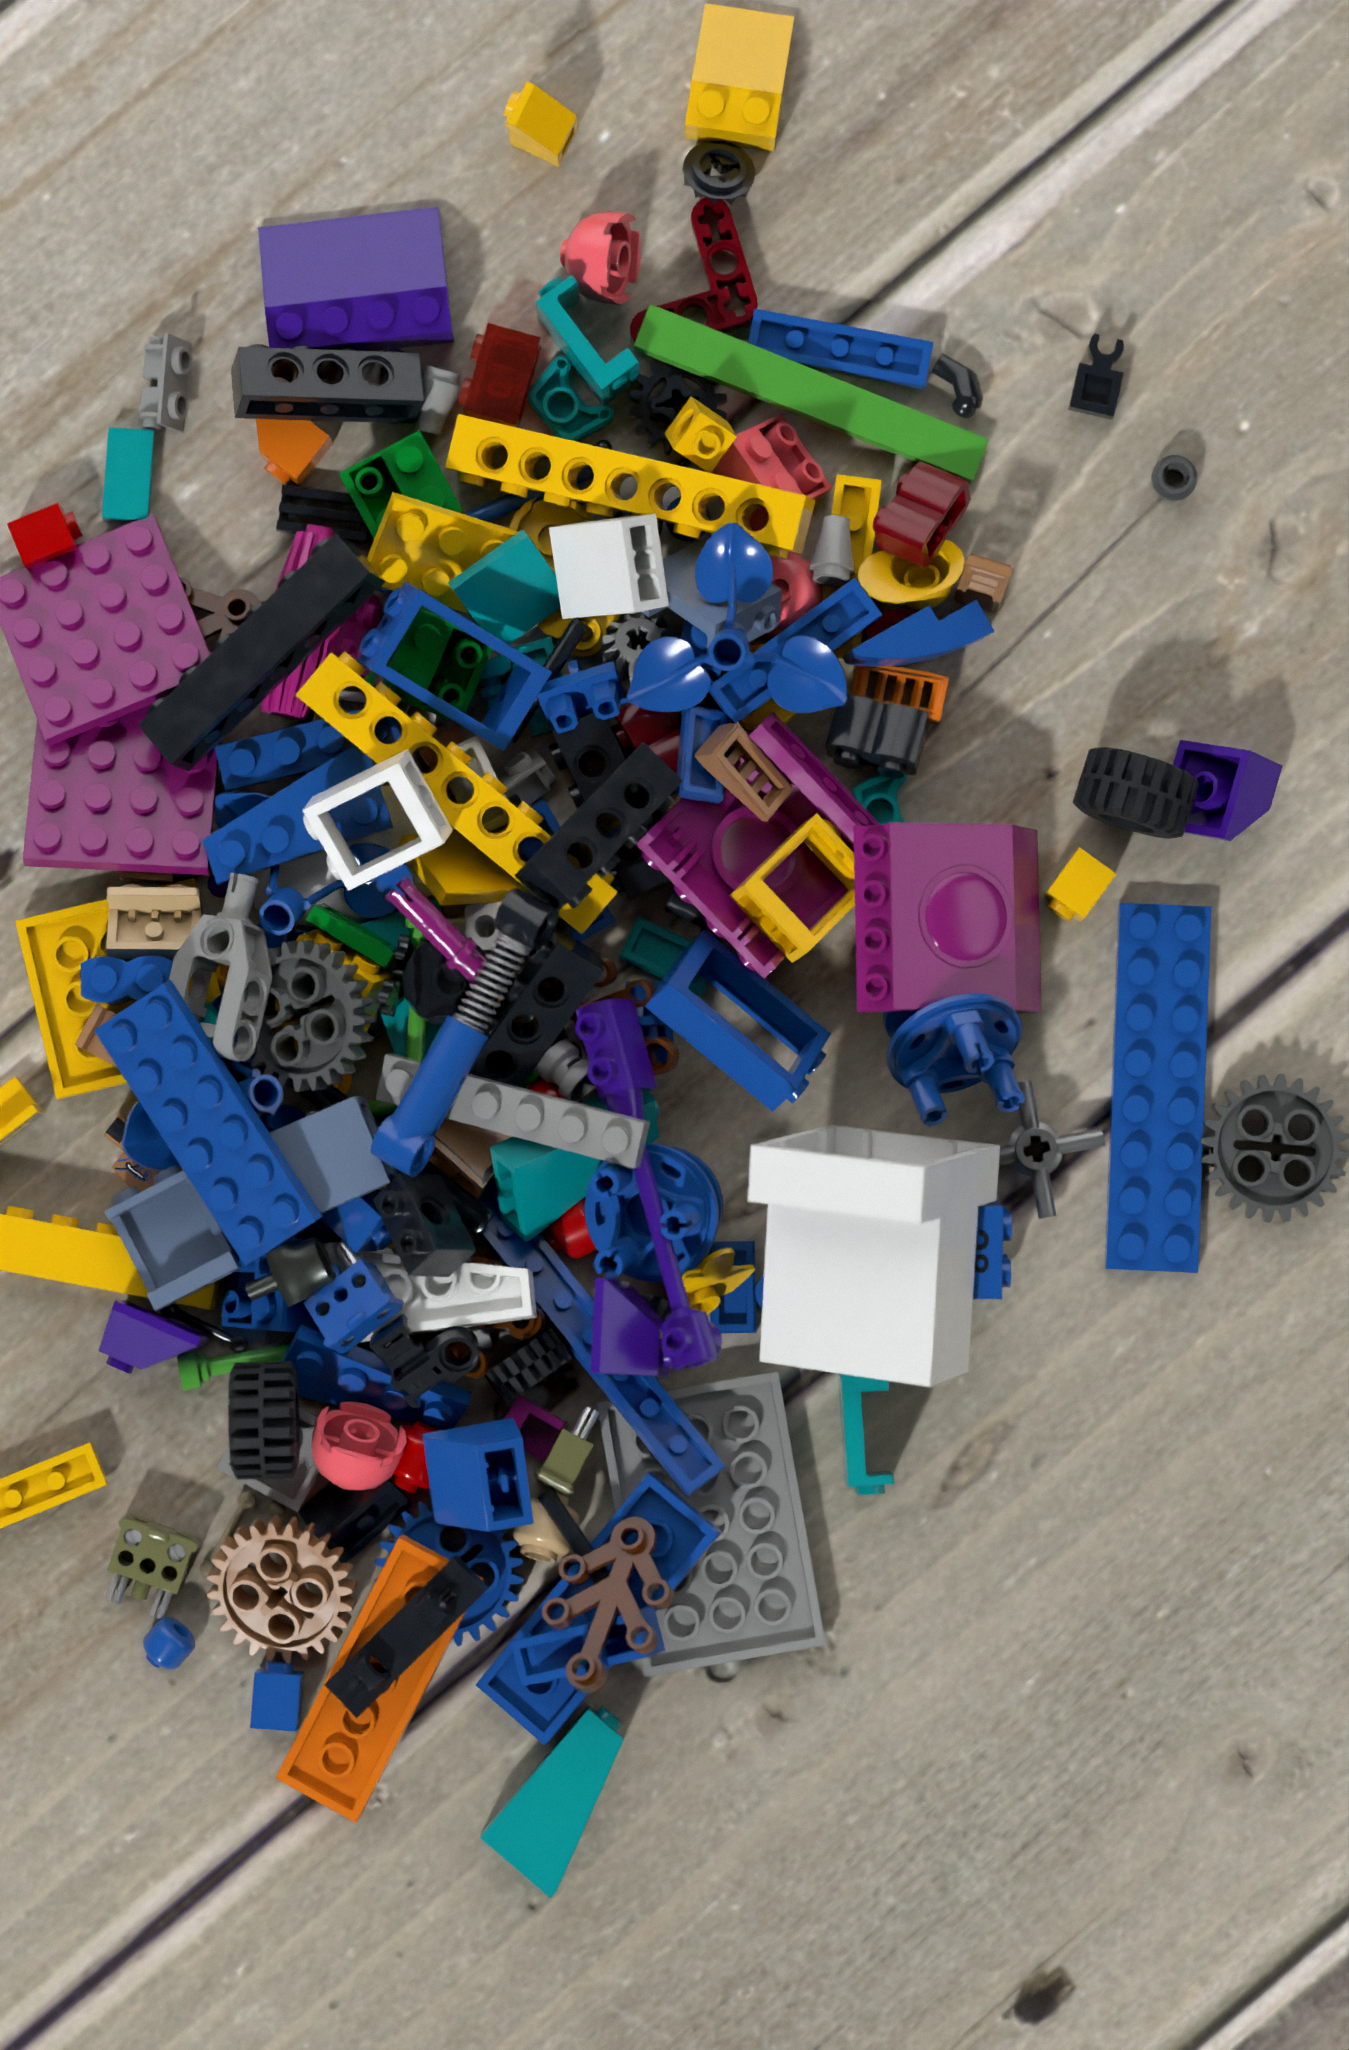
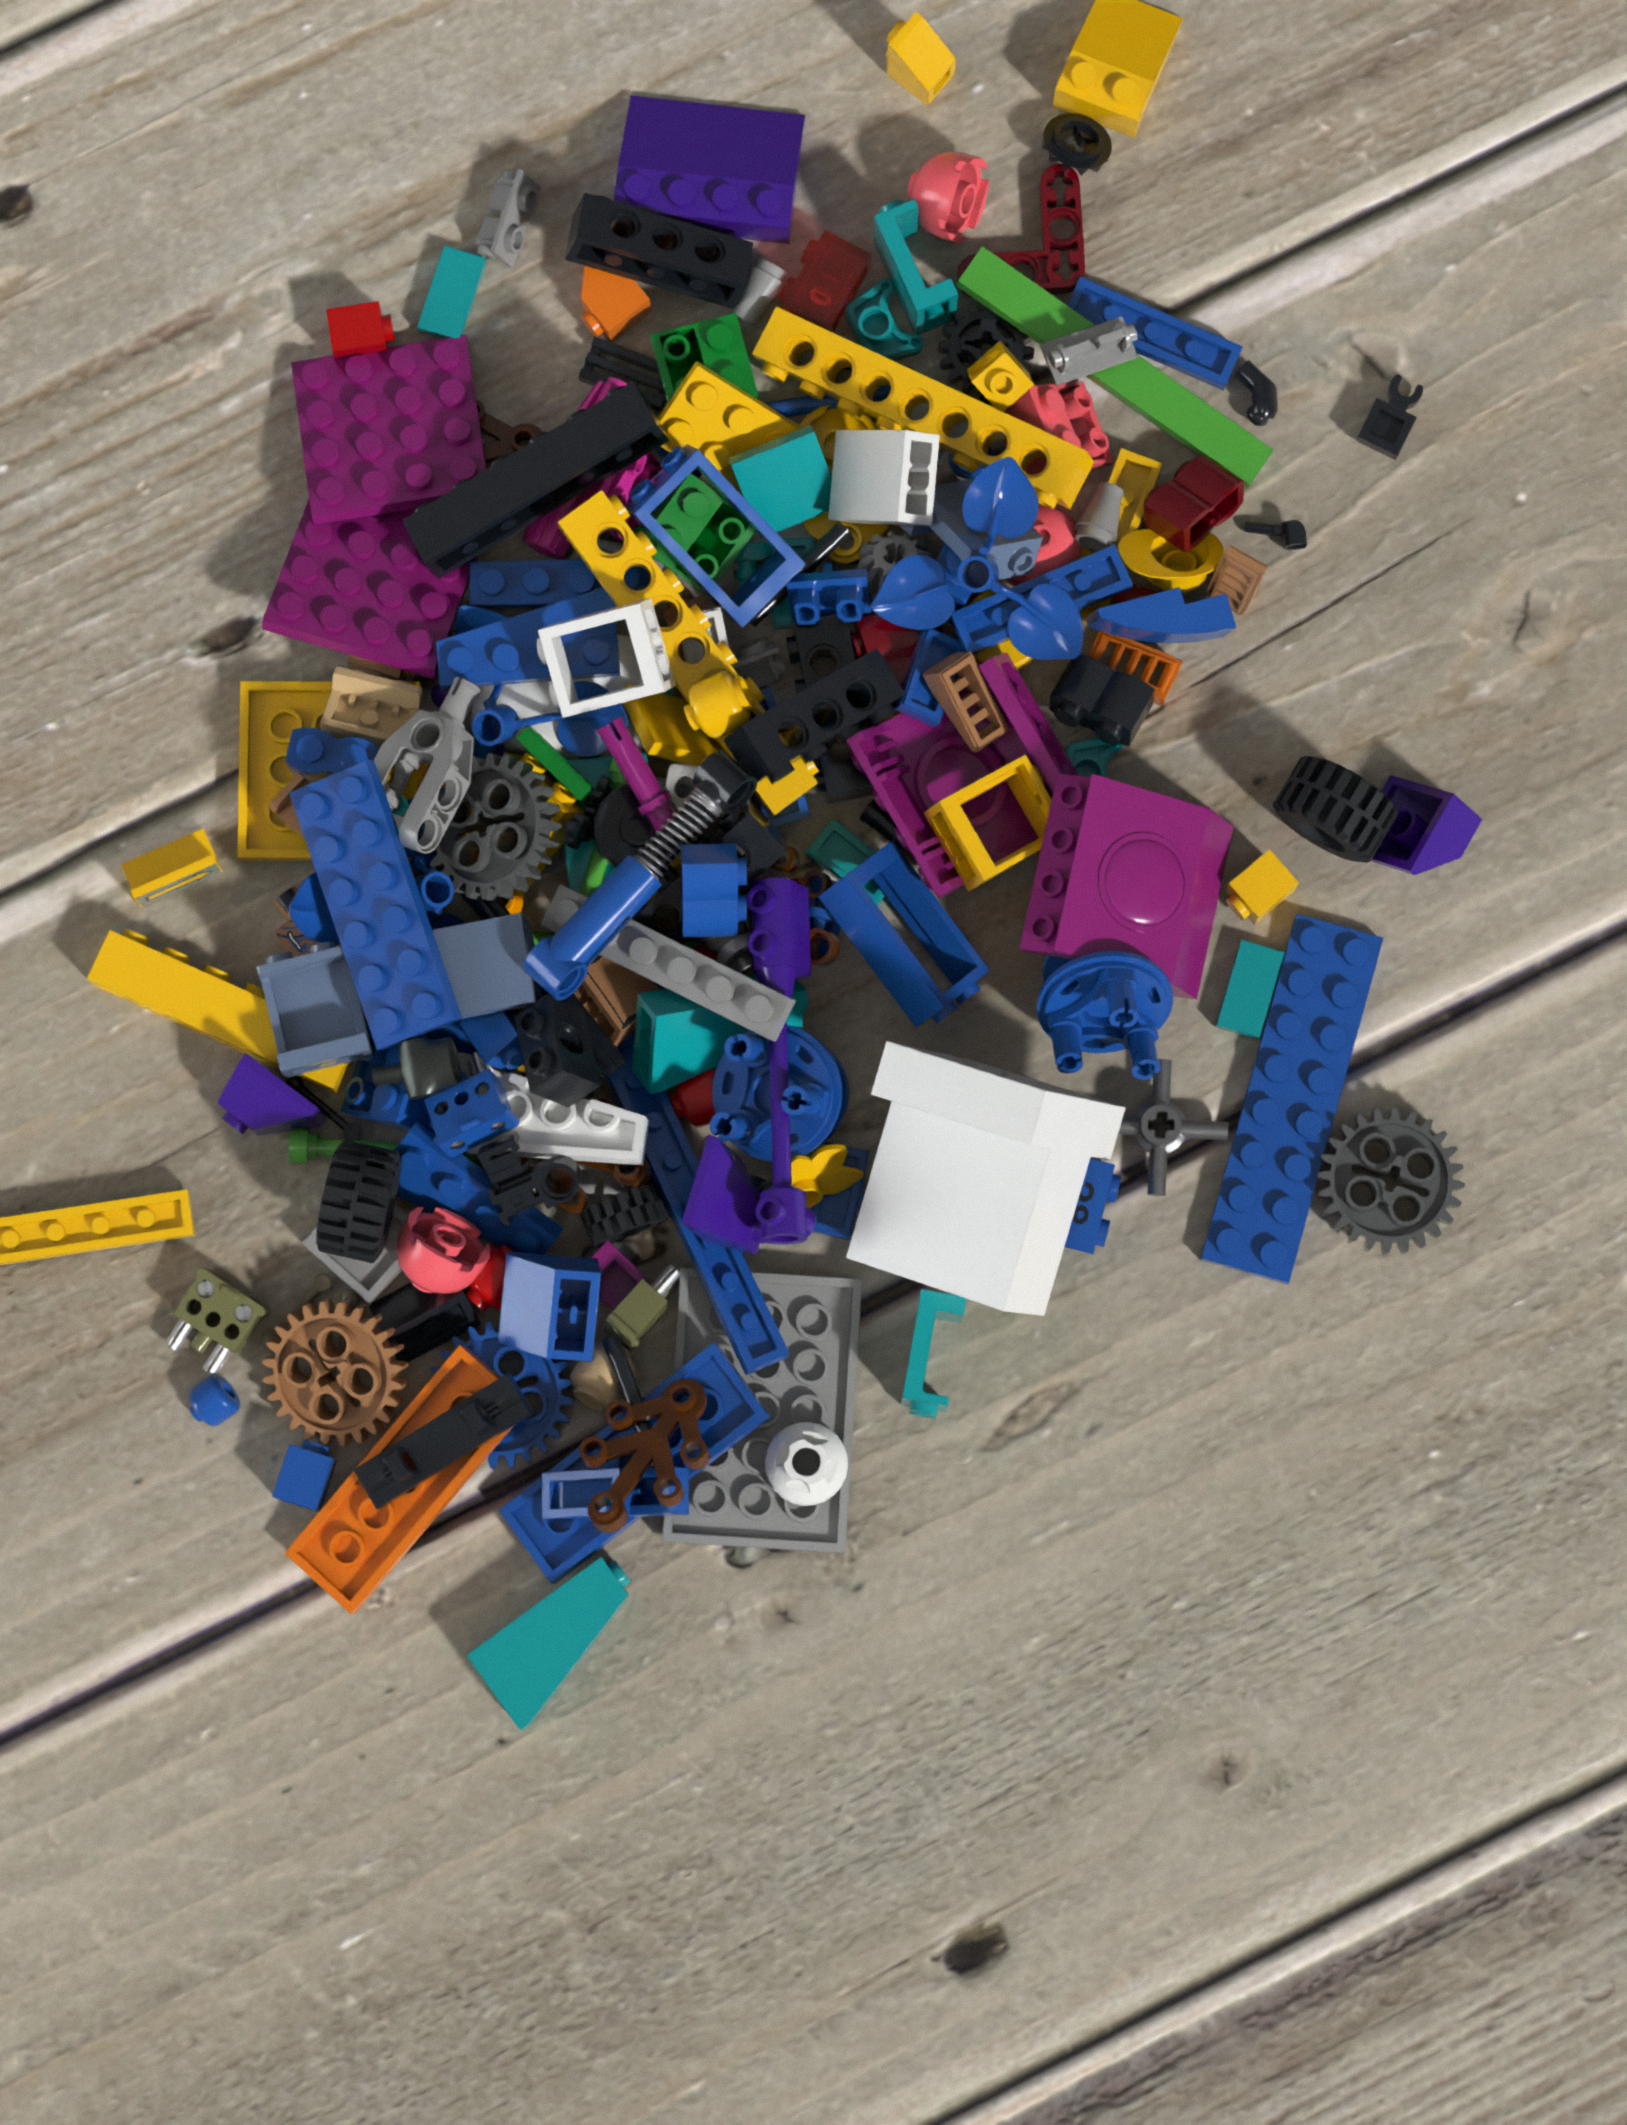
camera: 15 degrees right, 5 degrees down
(501, 840) = (719, 704): none -> yellow head
(539, 1031) = (711, 890): none -> blue brick
(760, 1542) = (813, 1488): none -> white piece
(783, 385) = (1090, 350): none -> light grey hinge
(1027, 520) = (1292, 532): none -> black hand
(1091, 989) = (1249, 989): none -> teal tile
(1184, 468) = (1445, 515): dark grey plate -> none

